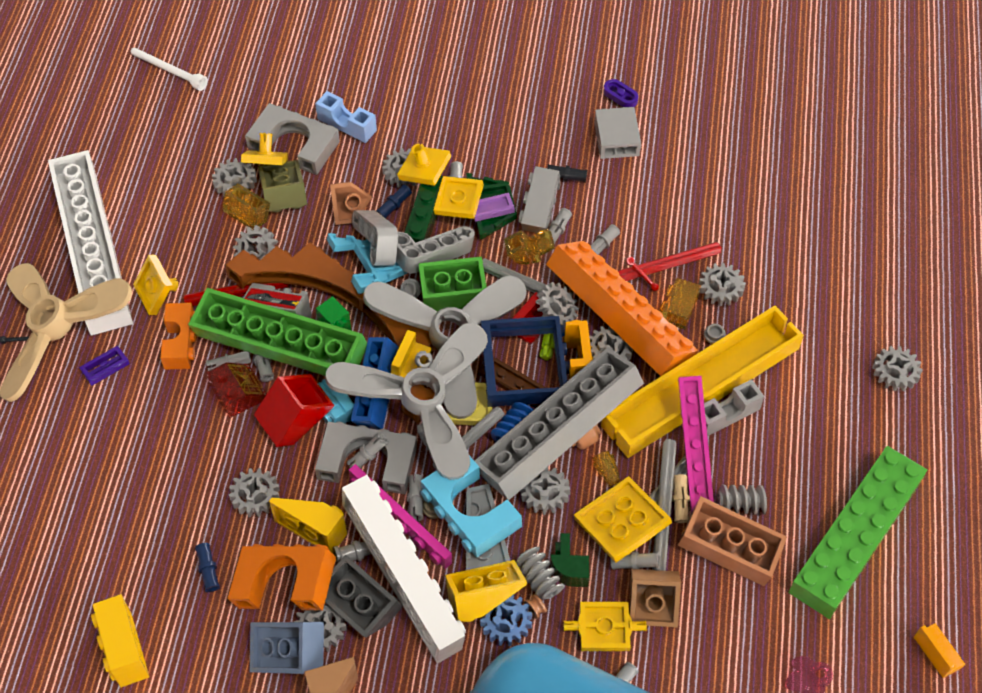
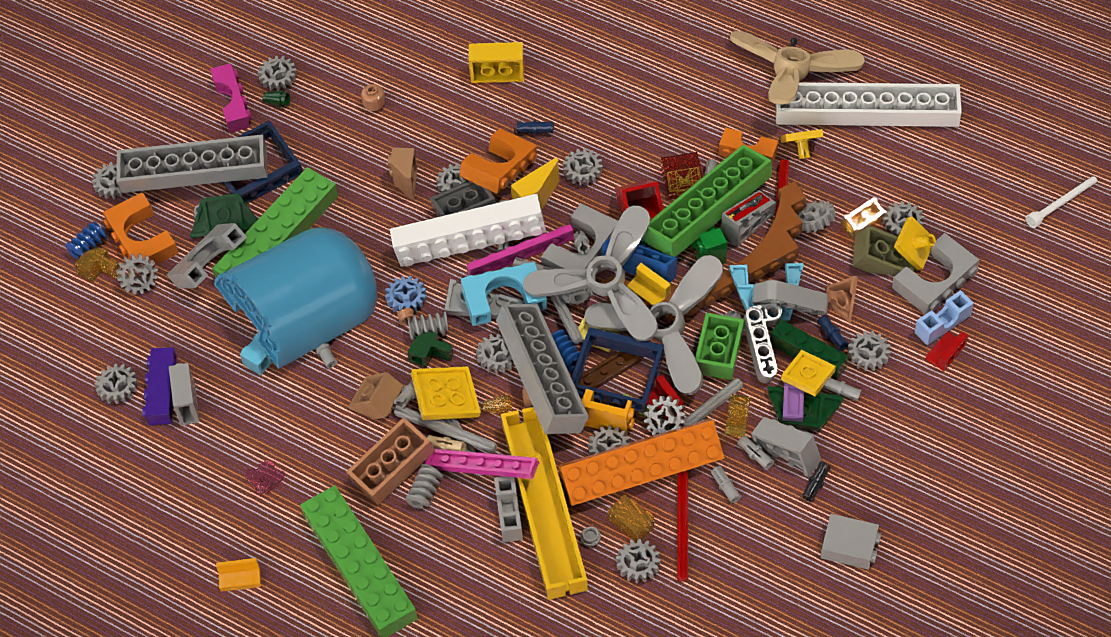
camera: 115 degrees right, 0 degrees up
(106, 367) = (746, 110): dark purple tile -> none
(286, 647) = (442, 154): sand blue slope -> none
(384, 110) = (947, 350): none -> red panel
(424, 165) = (853, 353): yellow tile -> none
(428, 355) = (634, 284): light grey pin -> none
(483, 588) = (431, 277): yellow slope -> none
(605, 626) = (369, 356): yellow plate -> none
(622, 93) = (899, 565): dark purple plate -> none
(631, 261) = (688, 491): red hinge -> none

